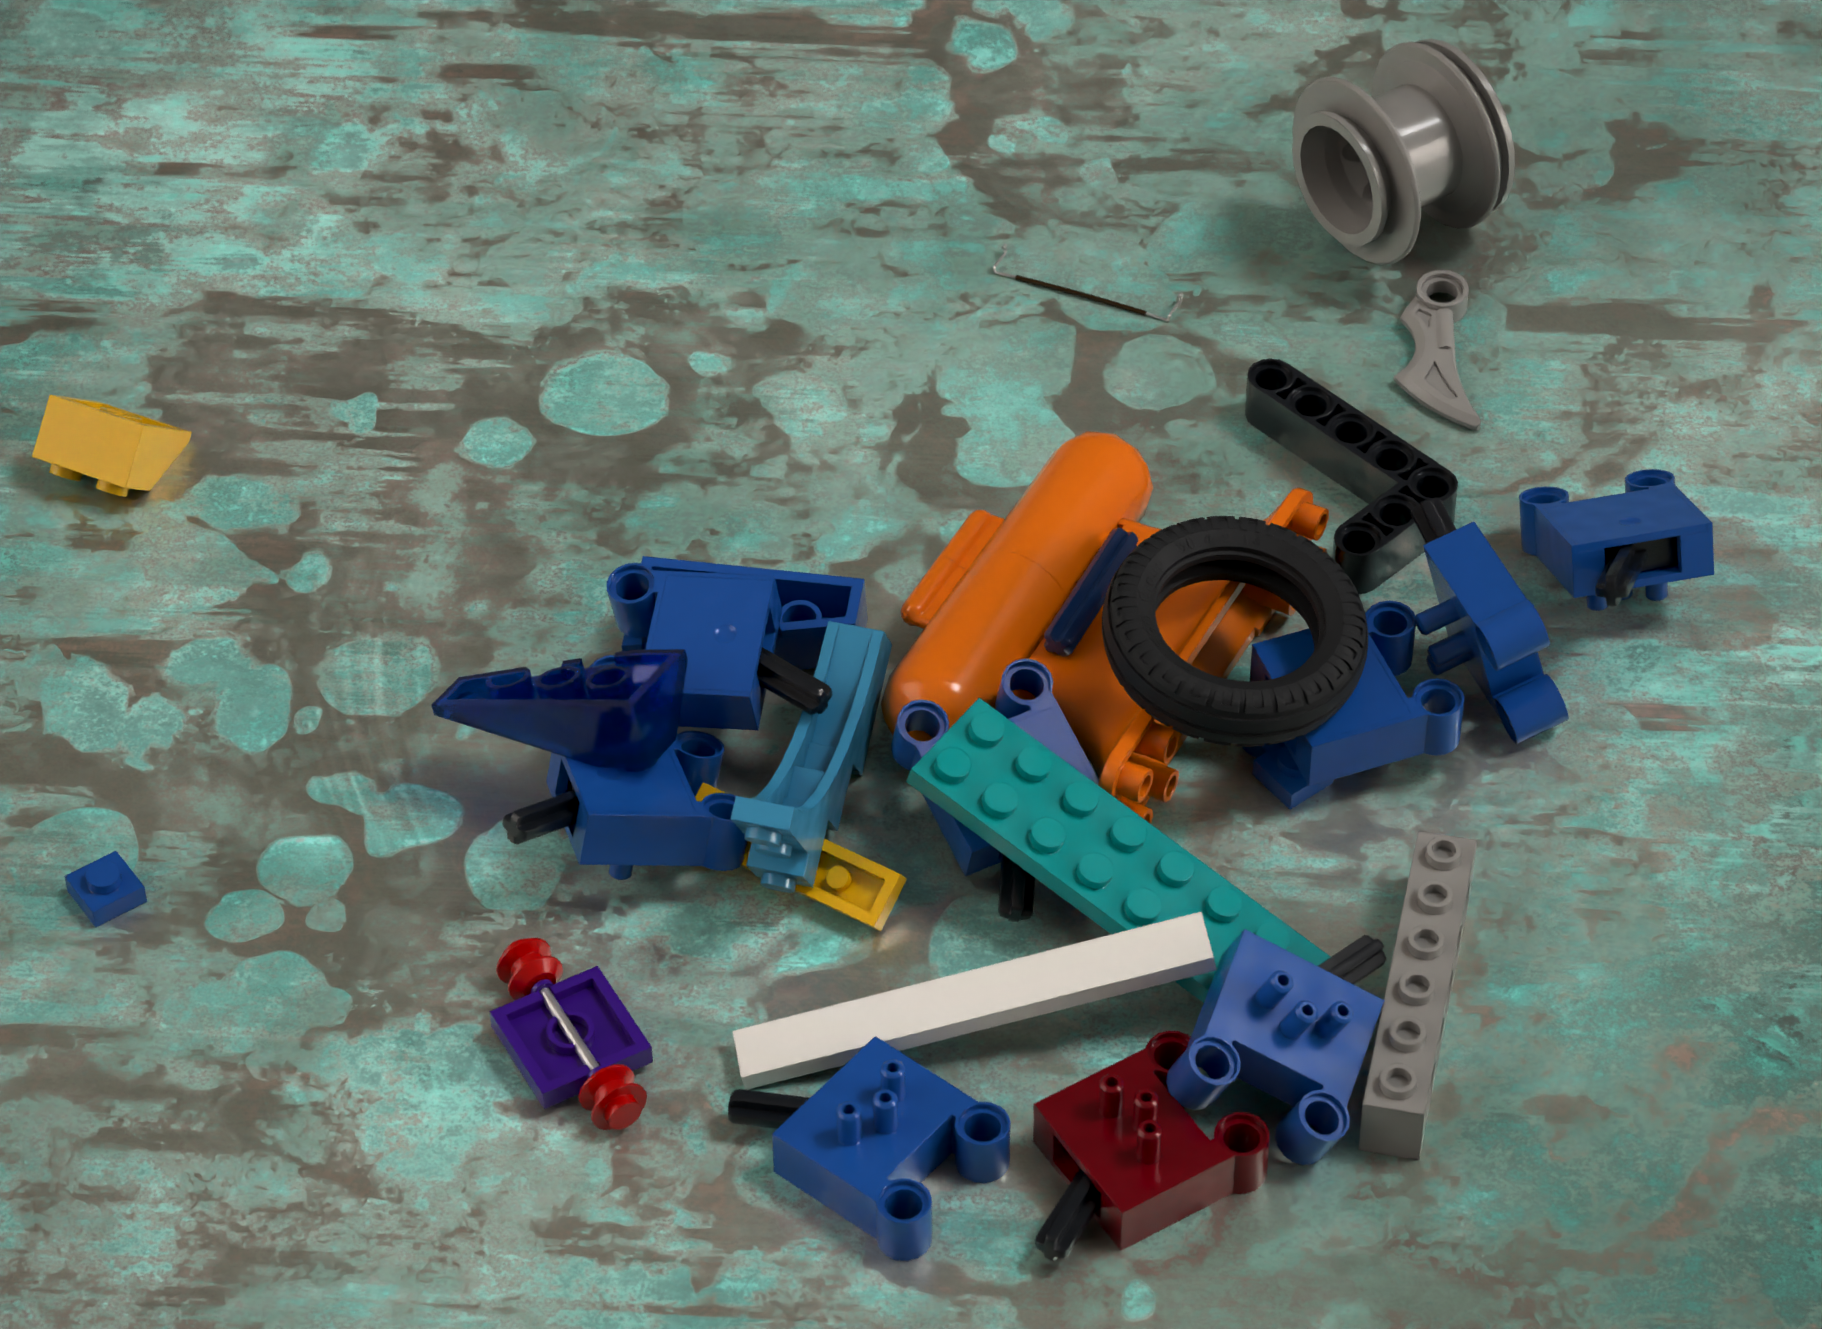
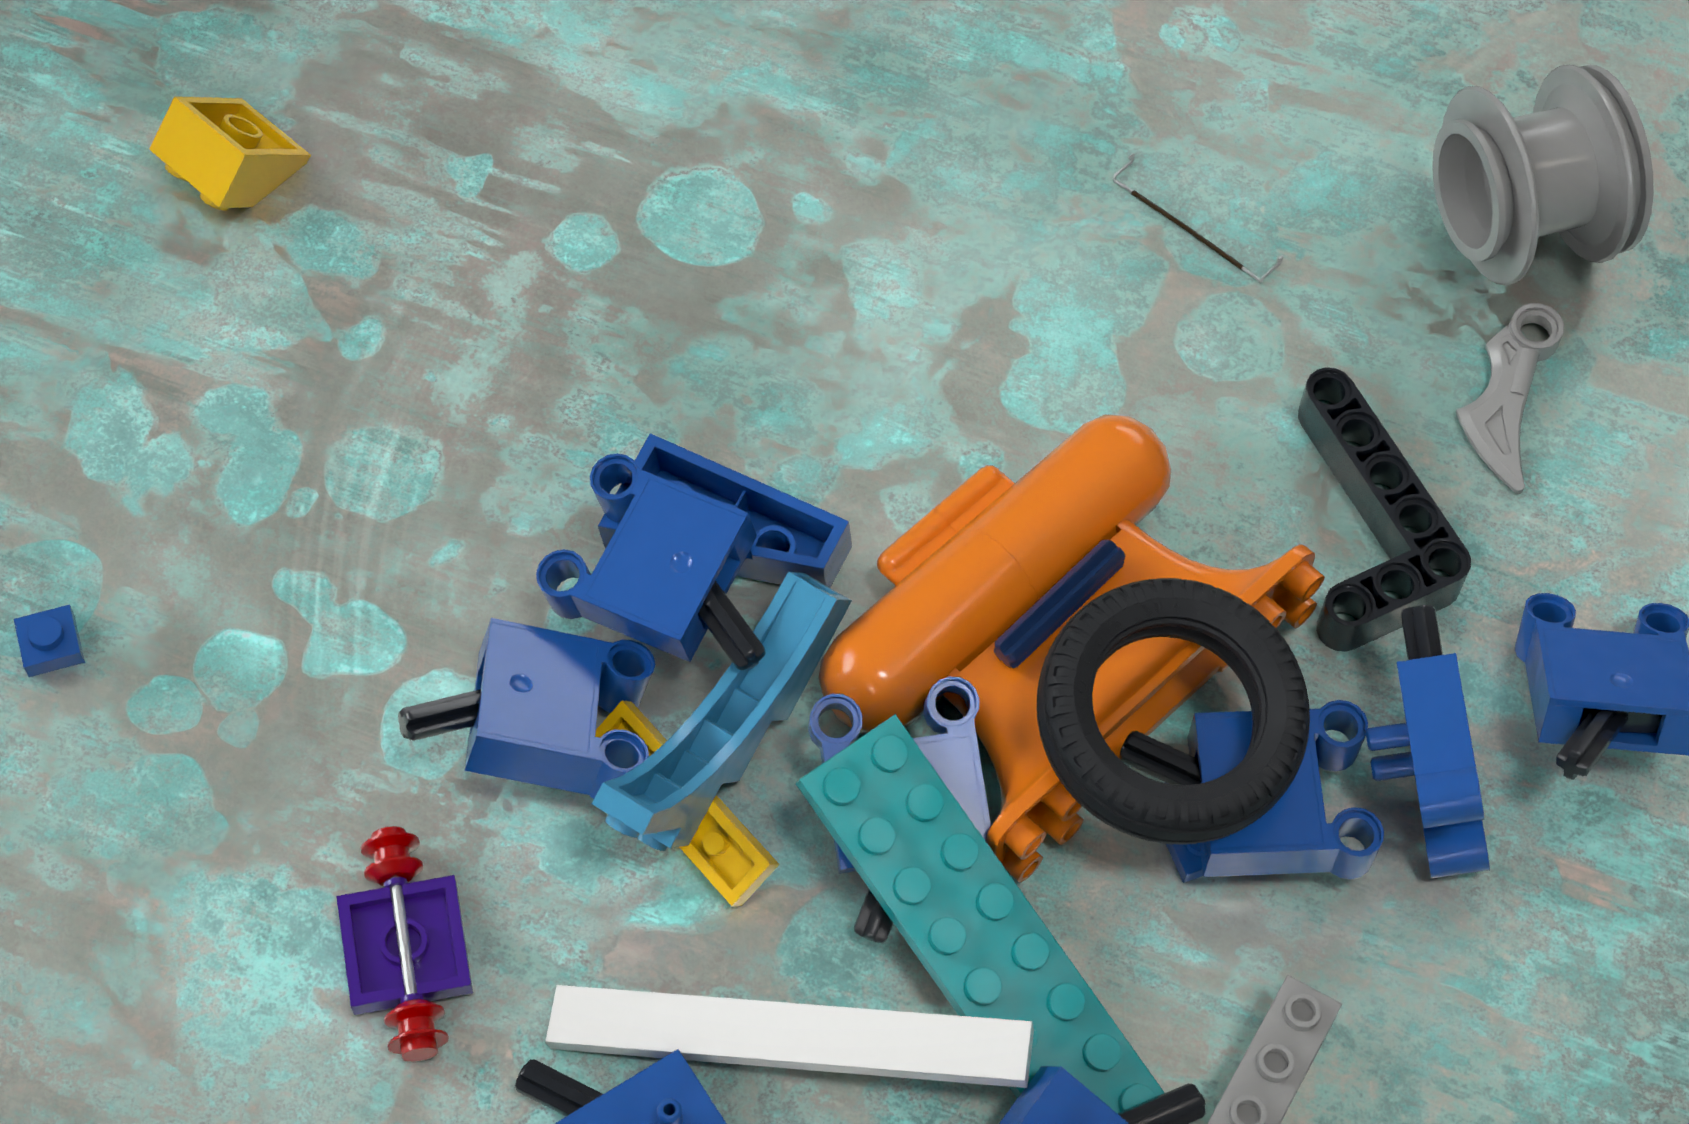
camera: 15 degrees right, 15 degrees up
(594, 715) = (525, 612): clear blue wedge -> none

